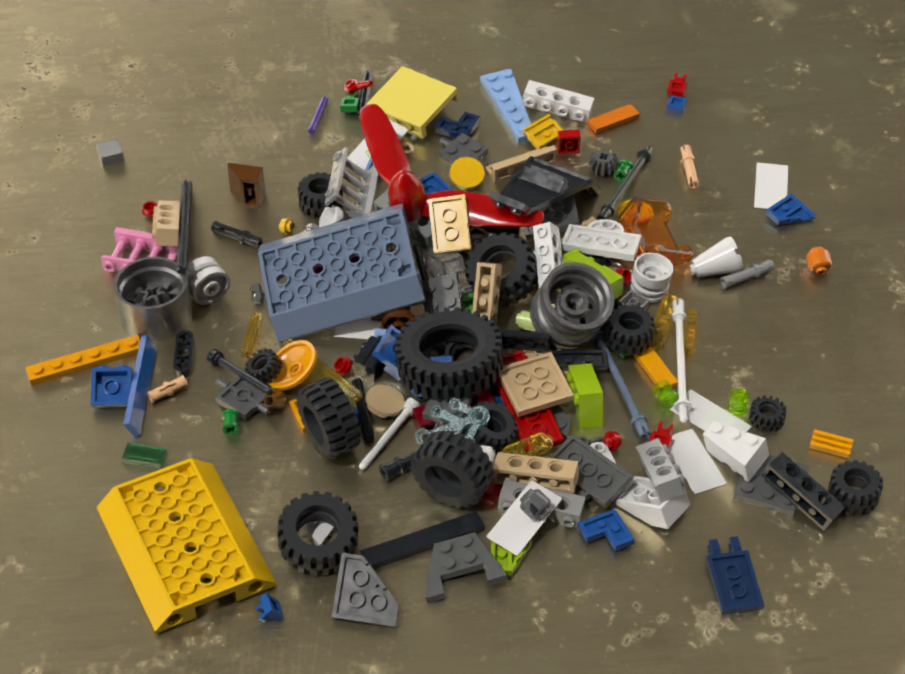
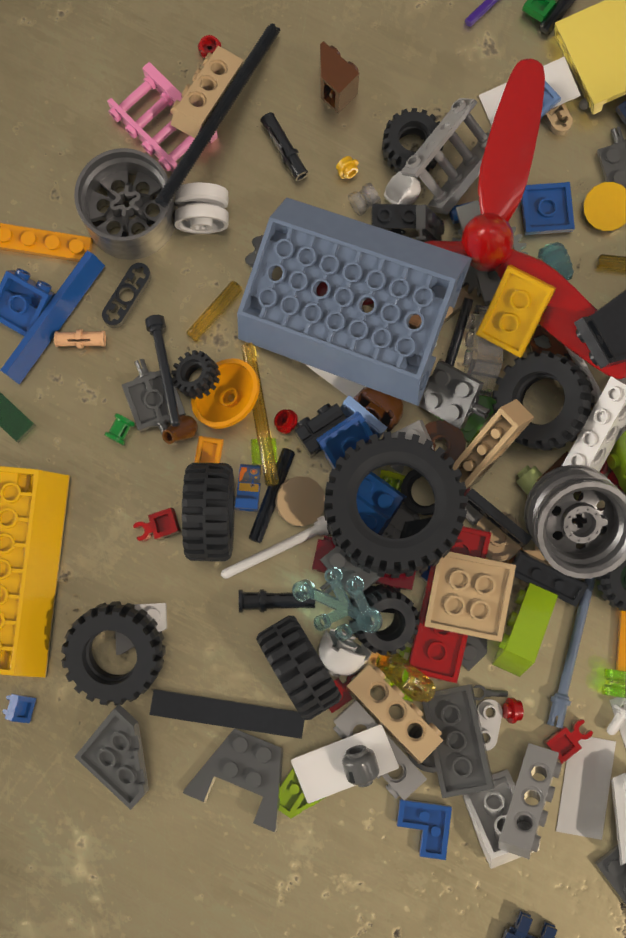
camera: 30 degrees right, 35 degrees up
(296, 458) = (161, 525): none -> red plate

